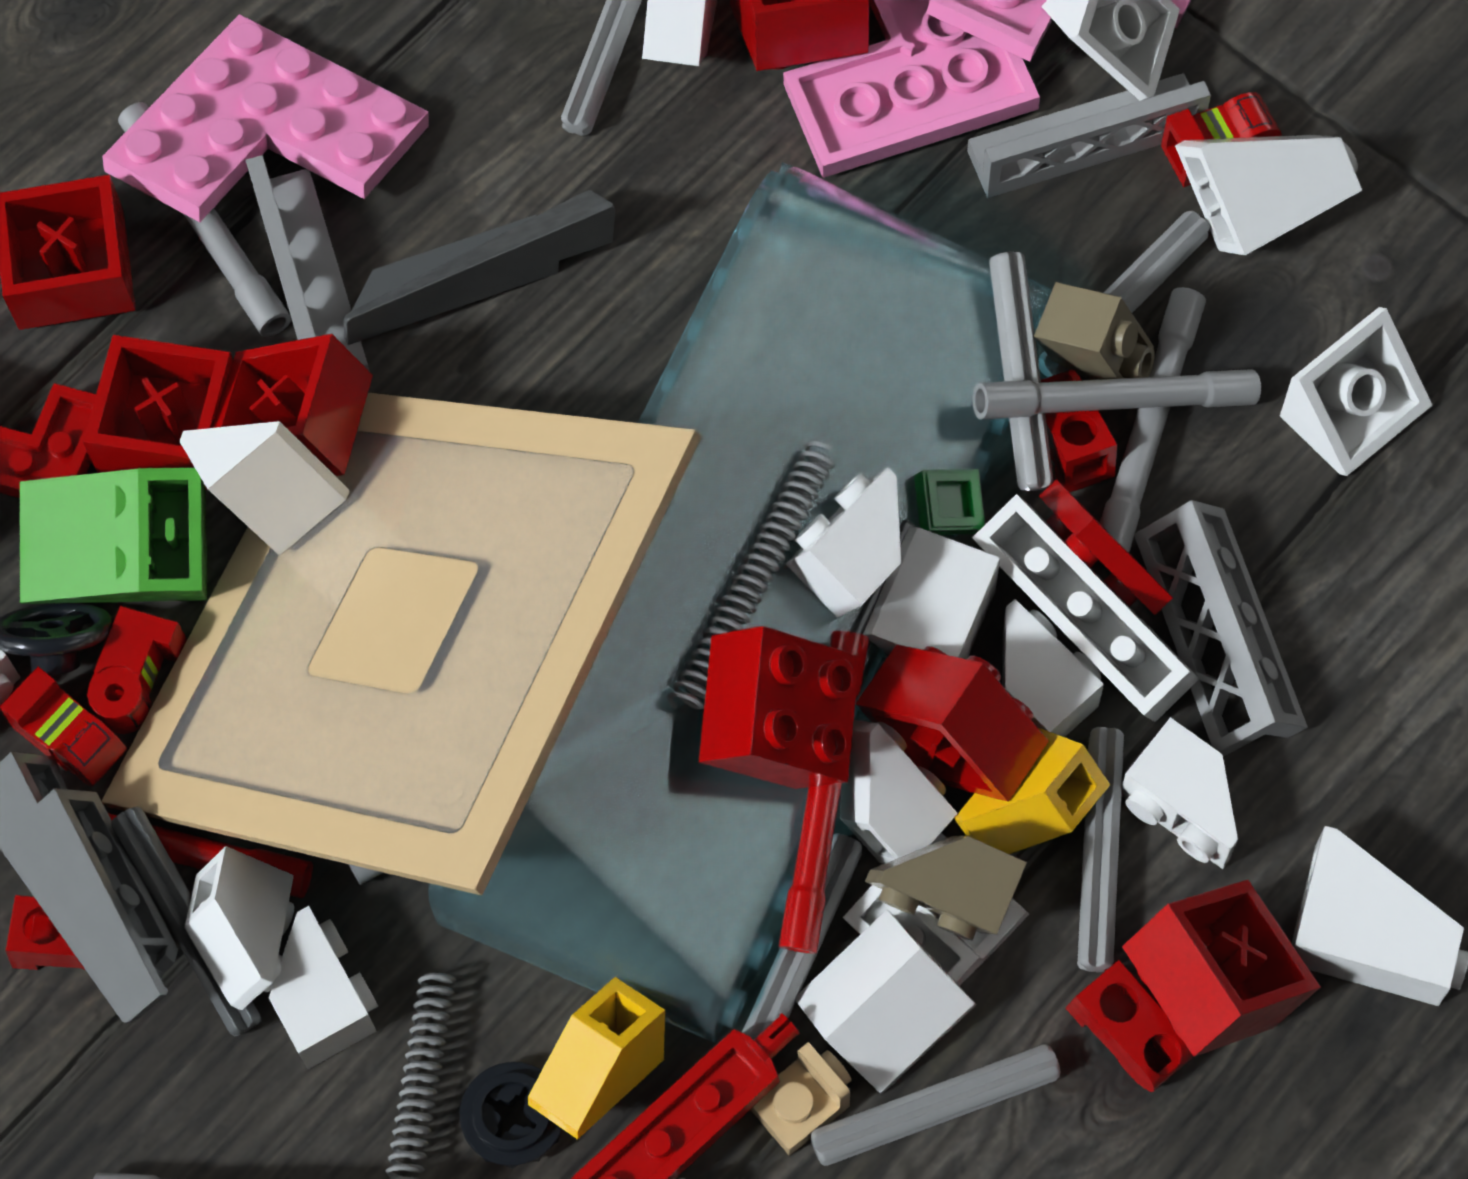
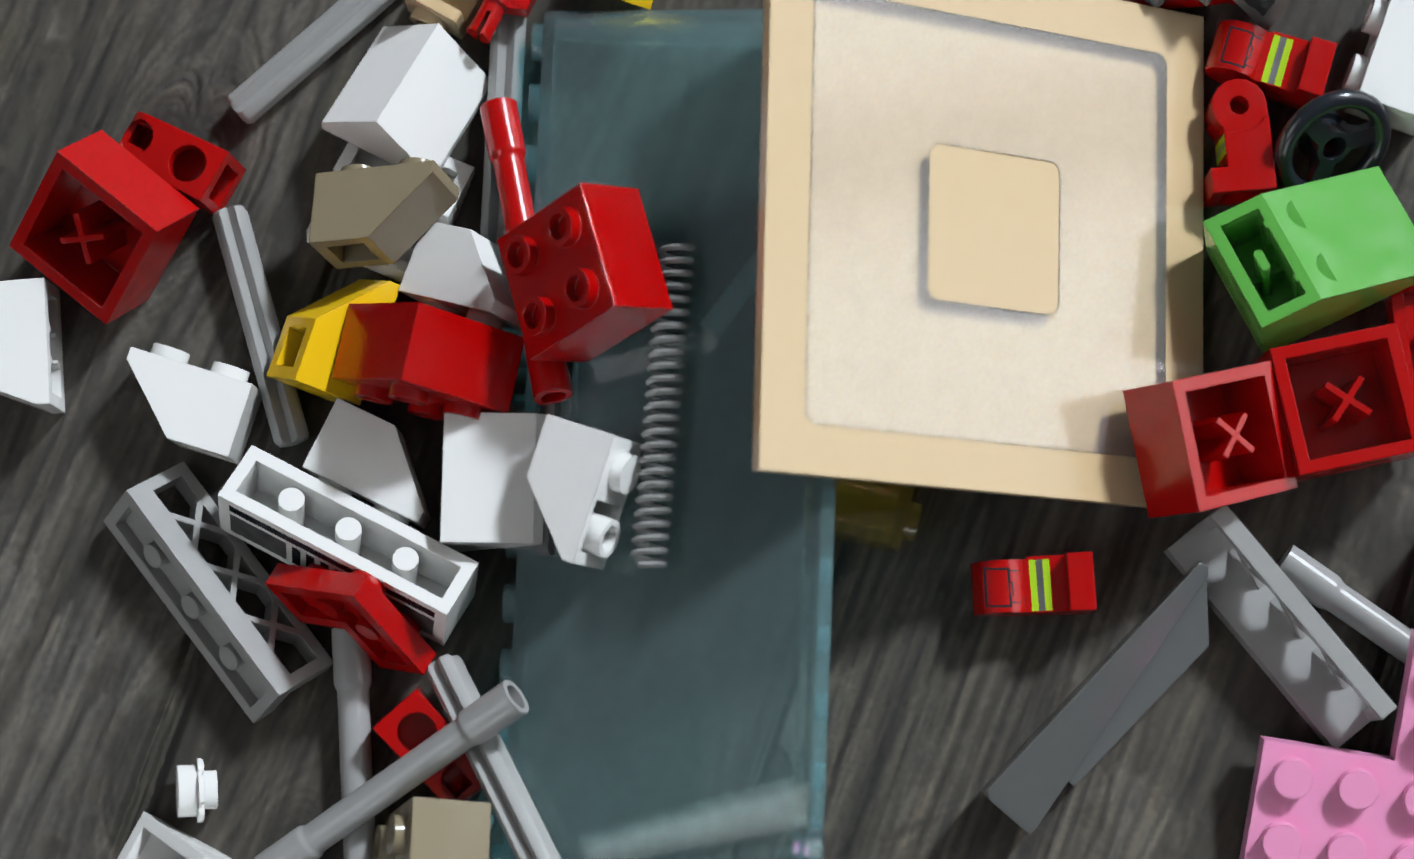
camera: 160 degrees right, 15 degrees up
(265, 479) = (1201, 334): white slope -> none
(491, 372) = (1034, 586): none -> red leg
(949, 501) = (515, 594): green tile -> none
(1294, 469) = (195, 790): none -> white plate

